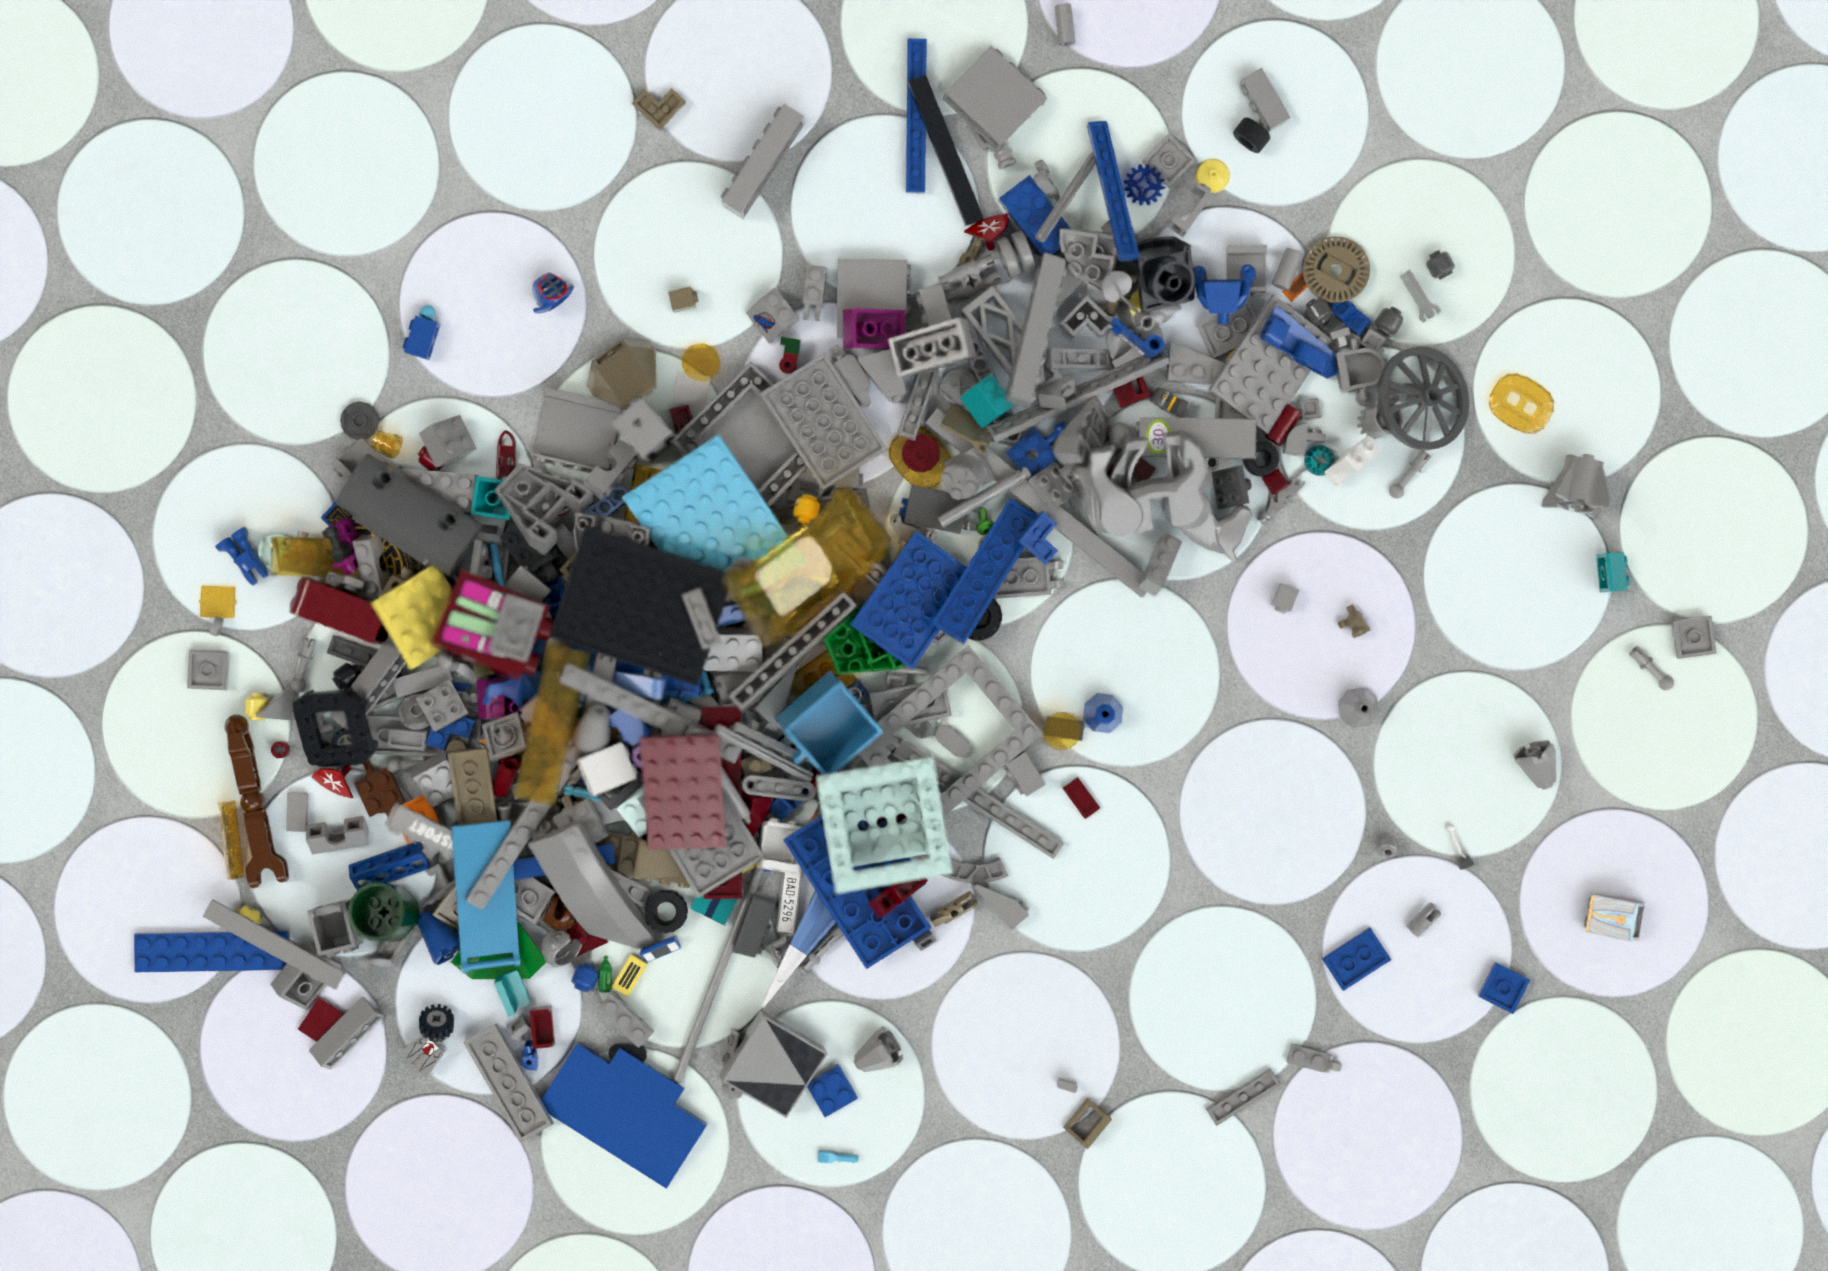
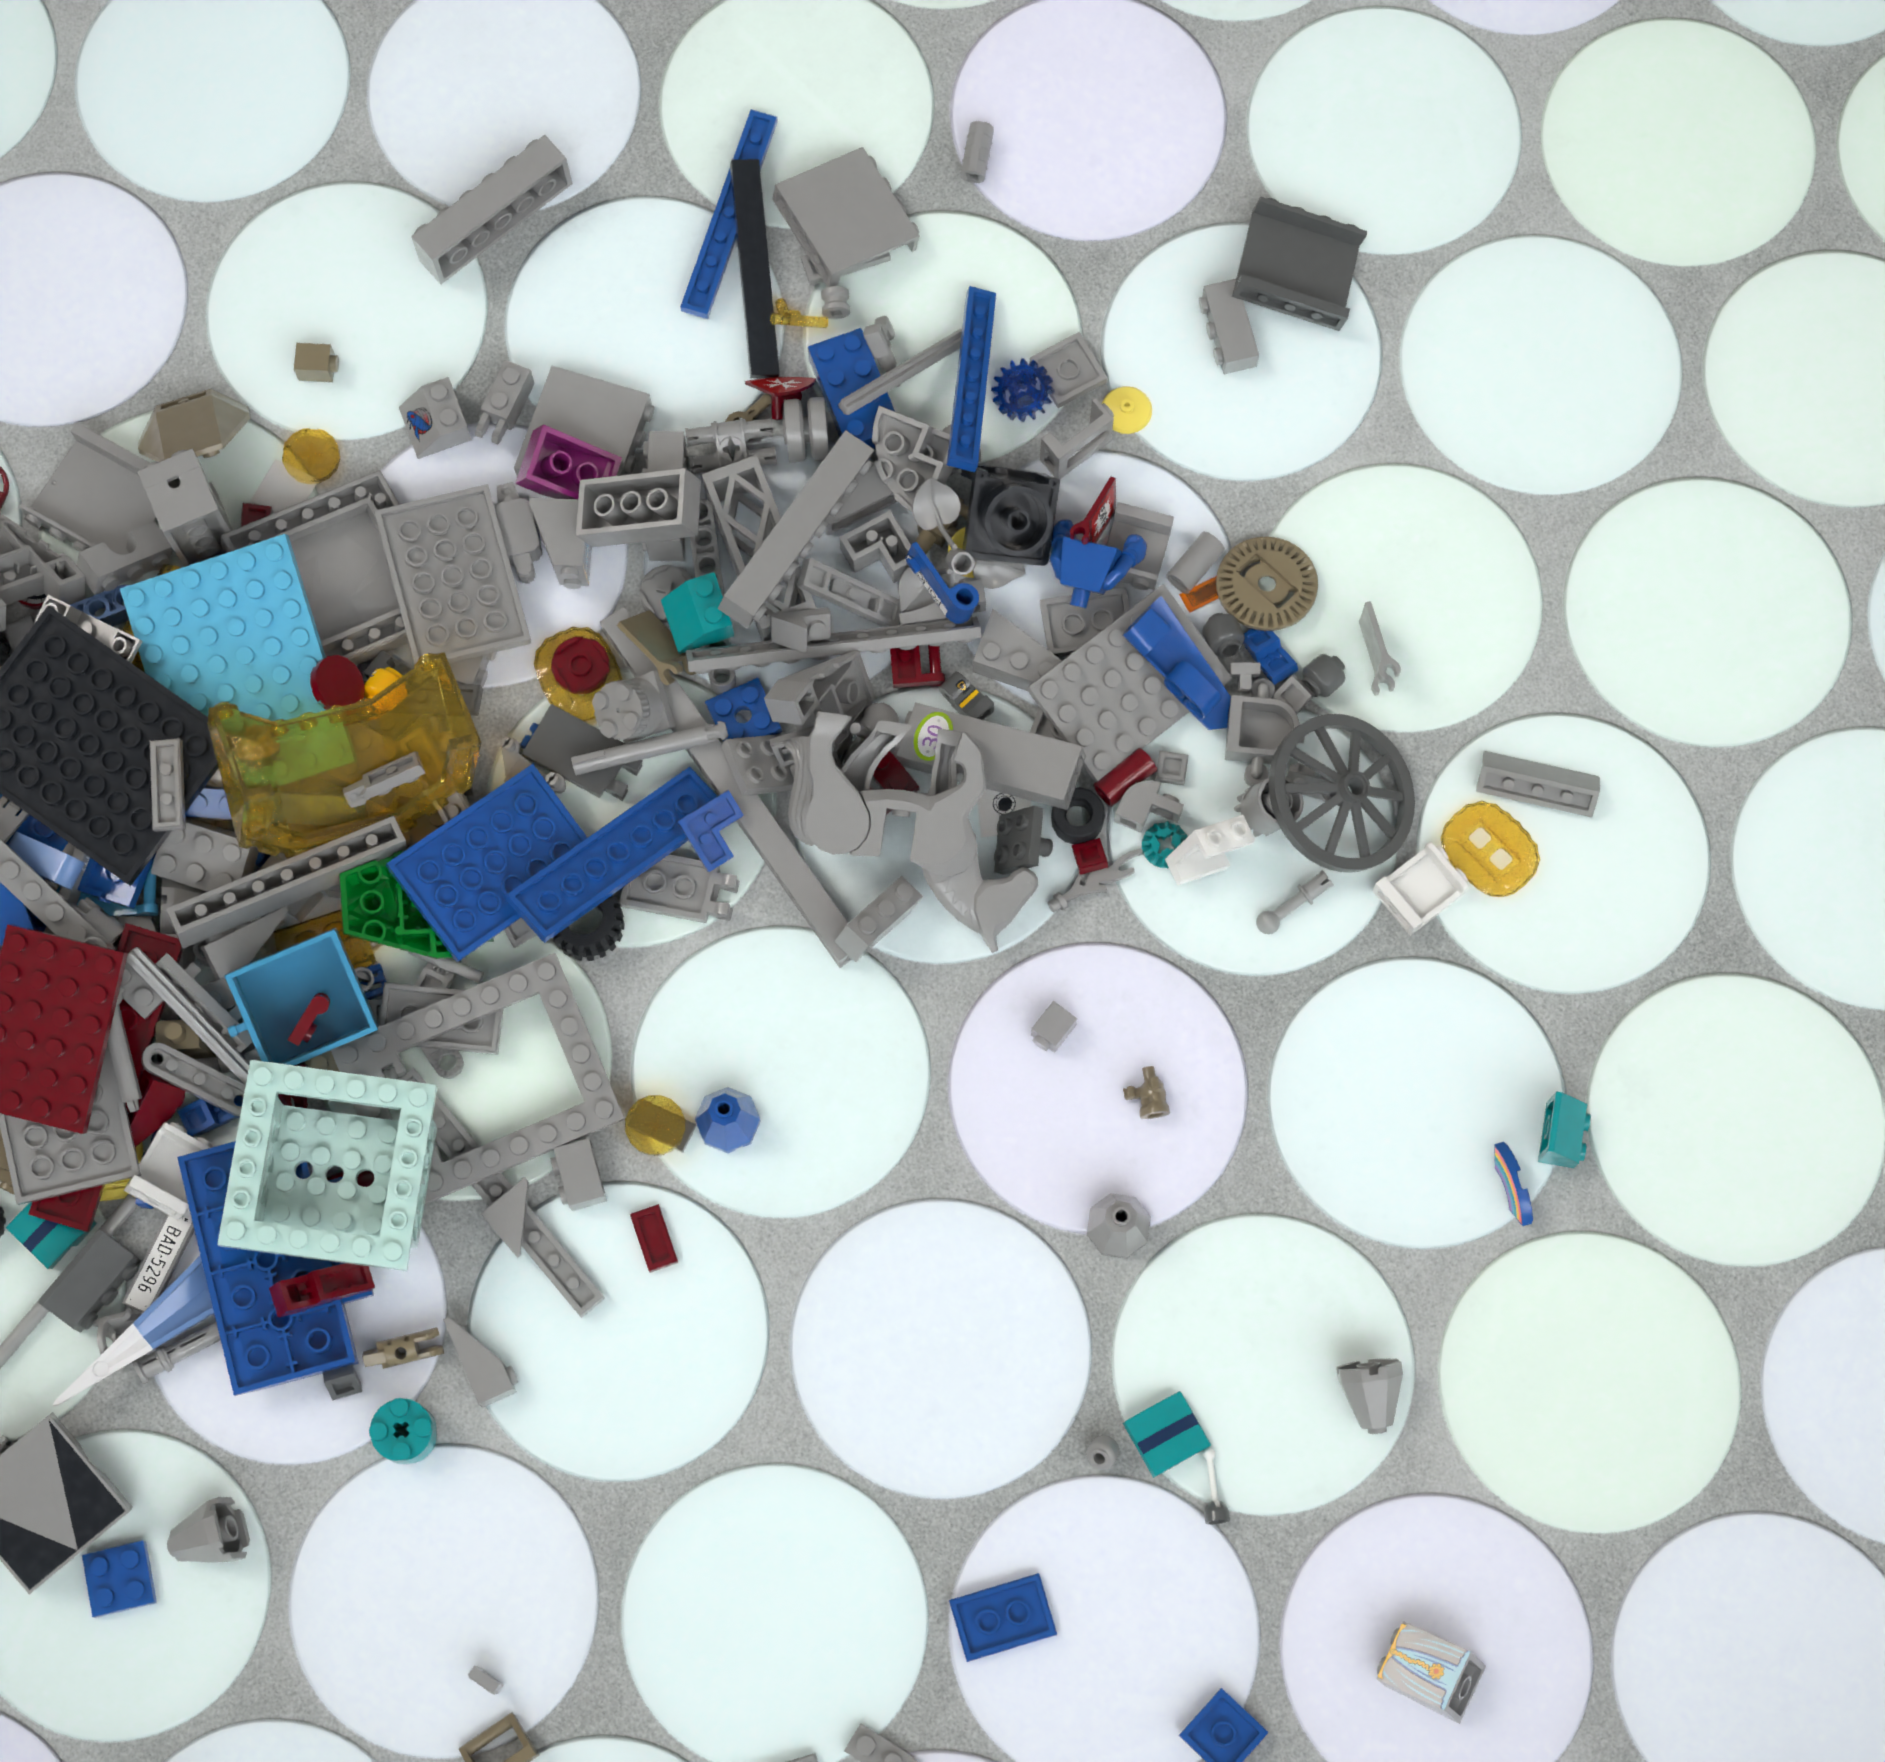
camera: 20 degrees right, 15 degrees down
(550, 292) = (132, 299): blue piece -> none
(659, 112) = (376, 112): dark tan plate -> none
(781, 518) = (336, 682): none -> dark red tile
(790, 357) = (442, 476): leg -> none
(830, 569) = (384, 779): none -> light grey hinge
(830, 1157) = (77, 1684): medium azure piece -> none
(834, 736) = (305, 1026): none -> dark red plate
(917, 404) = (599, 594): light grey tile -> none
(952, 740) = (487, 1094): light grey tile -> none
(974, 872) = (446, 1301): light grey tile -> none
(975, 968) = (387, 1438): none -> teal brick
(980, 177) = (794, 317): none -> clear yellow hose
(984, 525) = (641, 790): bright green plate -> none
(991, 813) = (508, 1216): none -> light grey tile
(1216, 273) = (1098, 516): none -> flag
(1251, 135) = (1196, 365): black tyre -> none
(1297, 44) = (1298, 263): none -> dark grey panel
(1422, 824) = (1166, 1434): none -> teal slope
(1423, 920) = (1119, 1588): light grey hinge -> none
(1440, 264) = (1421, 618): dark grey head -> none
(1485, 441) = (1421, 888): none -> white panel
(1541, 351) = (1538, 784): none -> light grey panel
(1580, 486) = (1544, 987): light grey brick -> none
(1585, 605) = (1518, 1198): none -> tile
(1664, 681) = (1604, 1326): light grey pin -> none
(1694, 637) = (1666, 1269): light grey plate -> none

